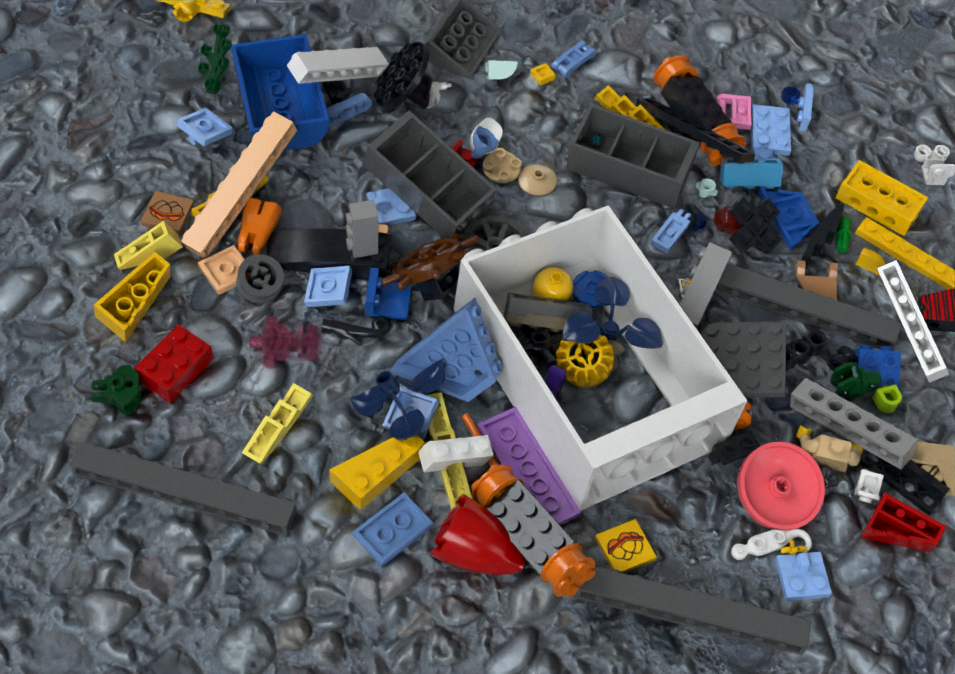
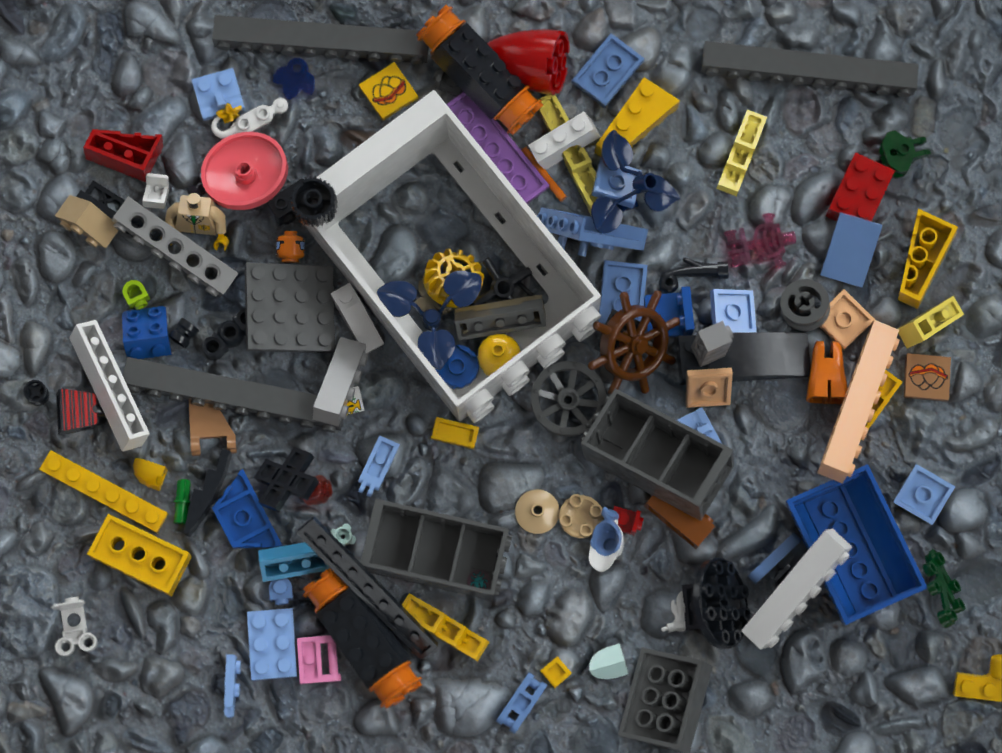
camera: 170 degrees right, 20 degrees up
(200, 313) = (851, 249): none -> medium blue tile
(423, 319) = (619, 278): none -> medium blue tile
(555, 379) = (481, 244): dark purple piece -> none
(700, 221) = (347, 485): clear blue piece -> none
(722, 576) = (293, 81): none -> clear blue plate
(727, 378) = (318, 213): none -> black brick
(790, 95) = (249, 706): clear blue tile -> none
(854, 381) = (170, 300): dark green hinge -> none

